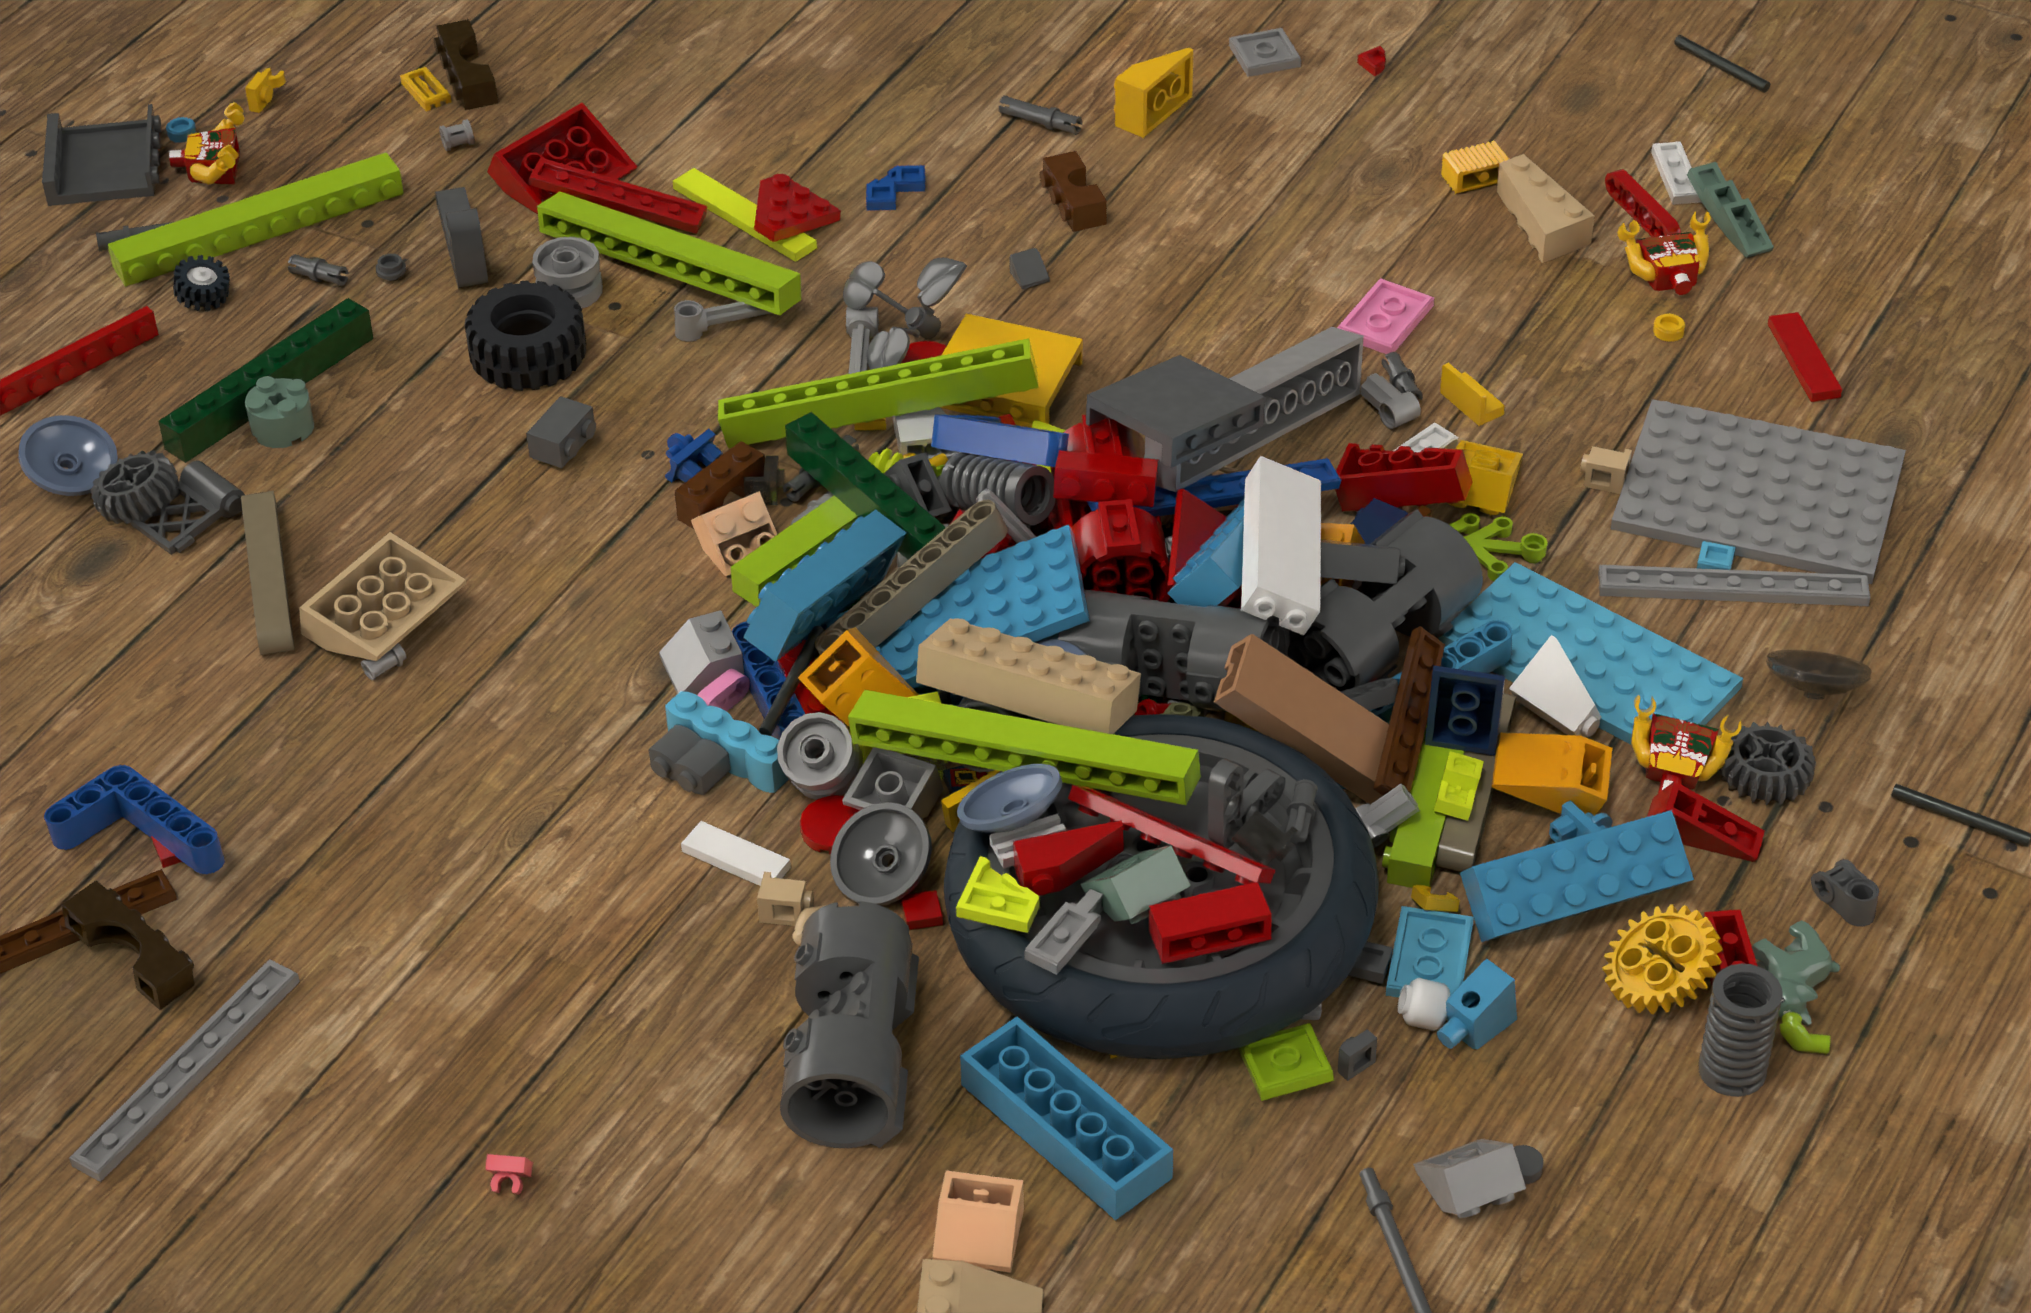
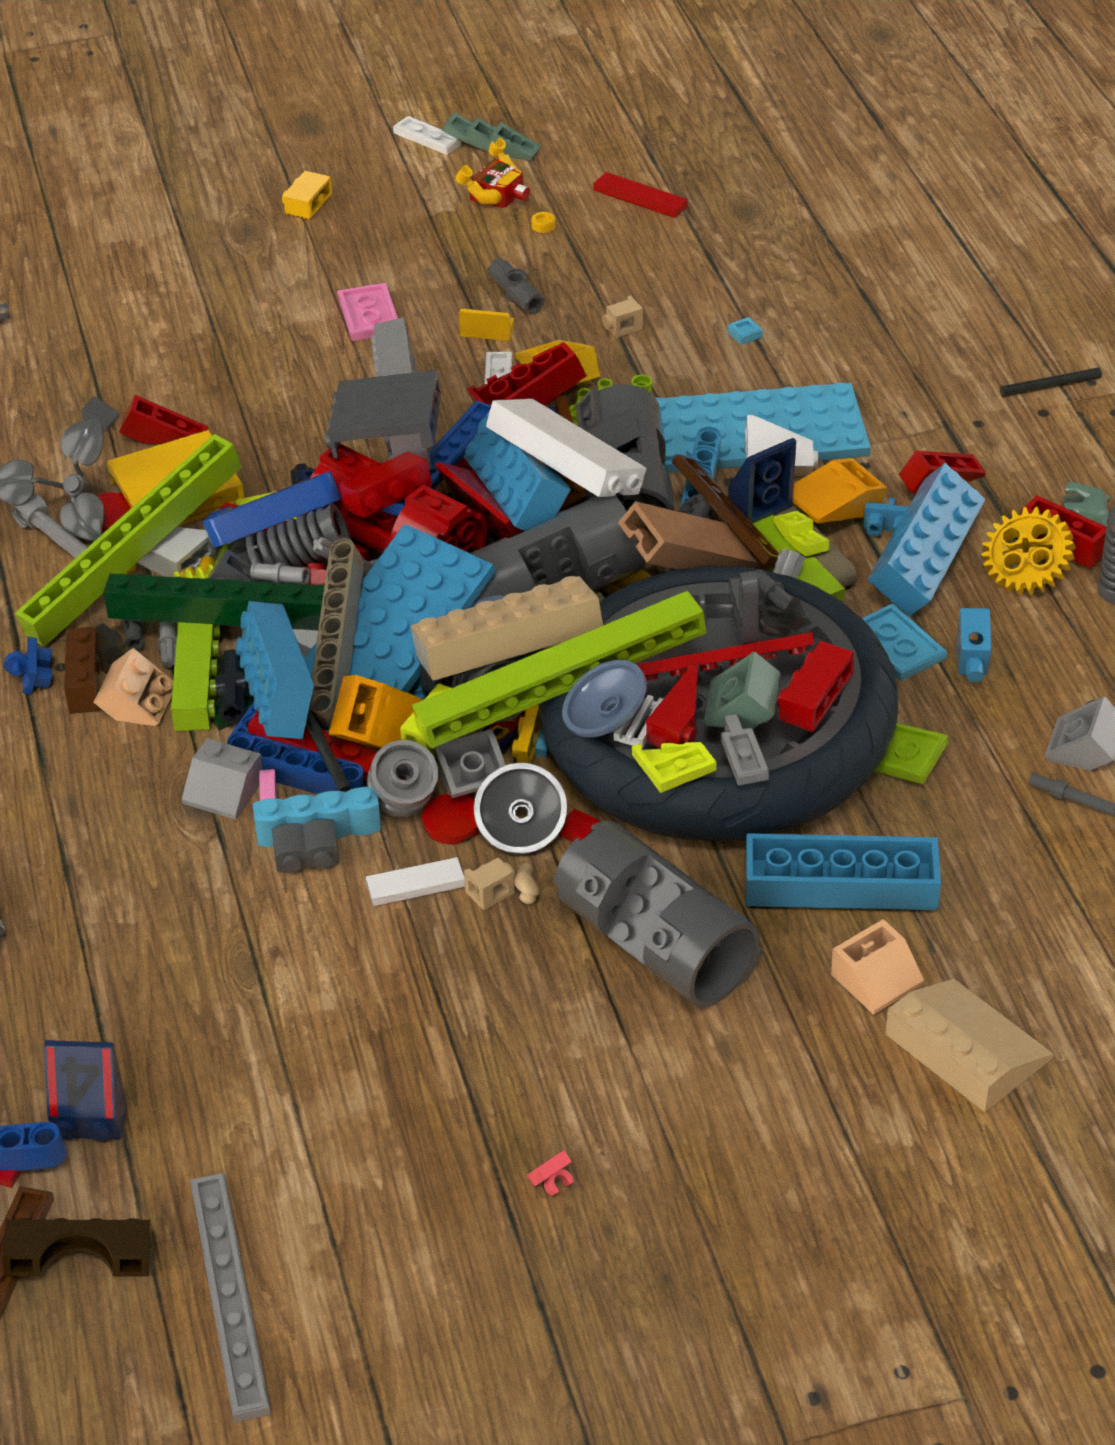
camera: 45 degrees left, 0 degrees up
(268, 829) = (84, 1089): none -> dark blue slope
(938, 502) = (279, 573): none -> light grey pin
(1058, 308) = (156, 424): none -> red slope
(1066, 181) = (81, 357): reddish brown arch -> none
(1152, 91) = (38, 261): yellow slope -> none
(1264, 52) = (69, 201): light grey tile -> none
(1357, 1054) = (939, 717): dark grey plate -> none
(1373, 60) = (148, 170): red tile -> none
(1393, 406) = (452, 356): light grey piece -> none
(1399, 375) = (432, 339): dark grey pin -> none
(1424, 1004) = (938, 665): white head -> none
(1429, 901) = (865, 608): yellow tile -> none
(1543, 209) = (382, 194): tan wedge -> none
(1547, 374) = (516, 285): none -> dark grey piece
(1640, 204) = (438, 159): red beam -> none
(1678, 748) = (881, 438): torso -> none
(1722, 63) = (367, 60): pearl dark grey bar -> none
(1733, 585) = (772, 340): light grey tile -> none
(1759, 488) = (716, 278): light grey plate -> none
(1766, 770) = (927, 417): dark grey gear -> none
(1818, 672) = (890, 352): clear smoke dish -> none
(1849, 892) = (1060, 456): dark grey piece -> none

